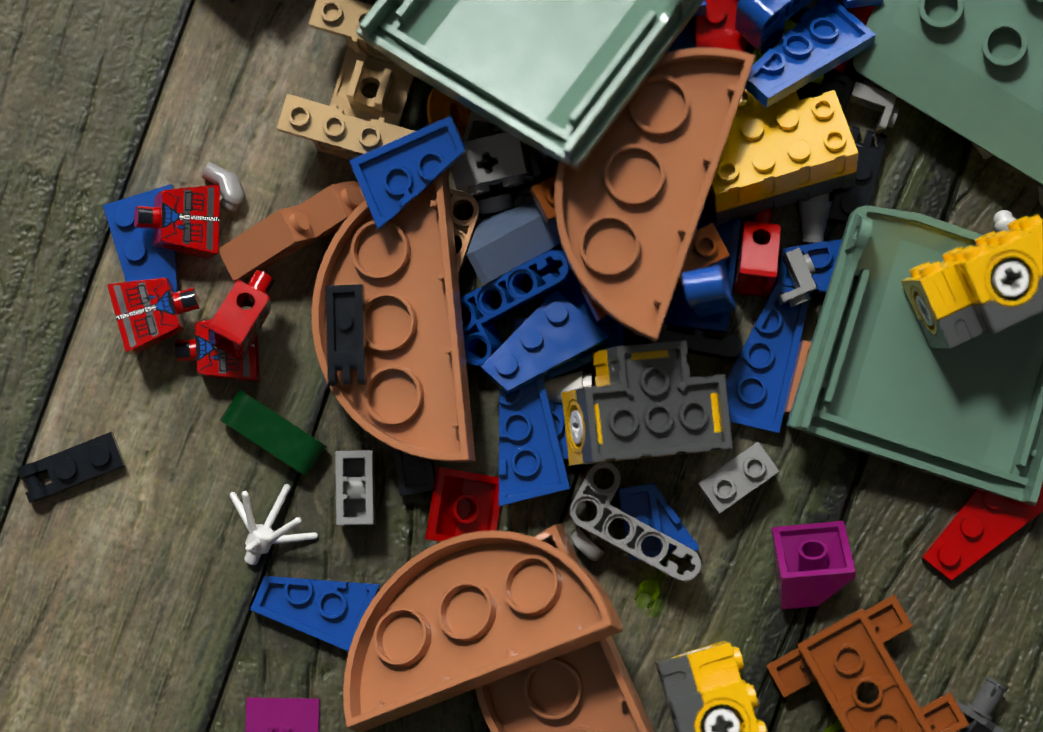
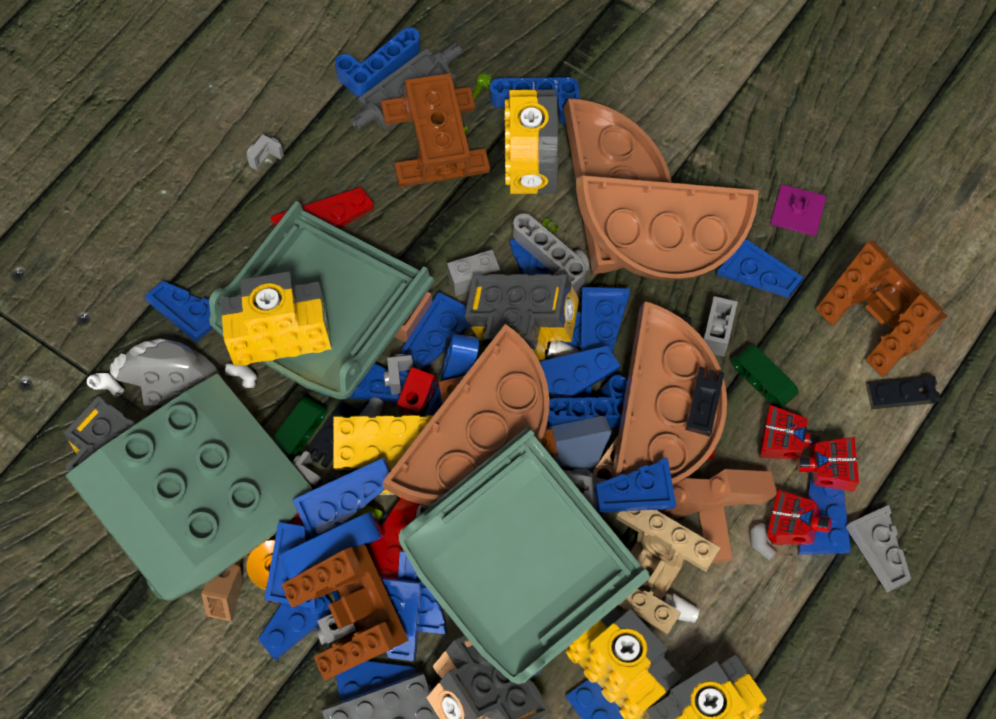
camera: 165 degrees left, 20 degrees down
(63, 220) = (879, 545): none -> light grey wing
(107, 594) = (890, 299): none -> dark orange piece
(235, 328) = (778, 429): red torso -> none
(262, 536) = (786, 318): white plant -> none
(290, 174) = (715, 530): none -> nougat tile
(317, 57) = (688, 611): none -> white cone
(462, 504) = (653, 291): red slope -> none
(811, 562) = (442, 216): magenta slope -> none
(910, 162) = (299, 427): none -> dark green beam

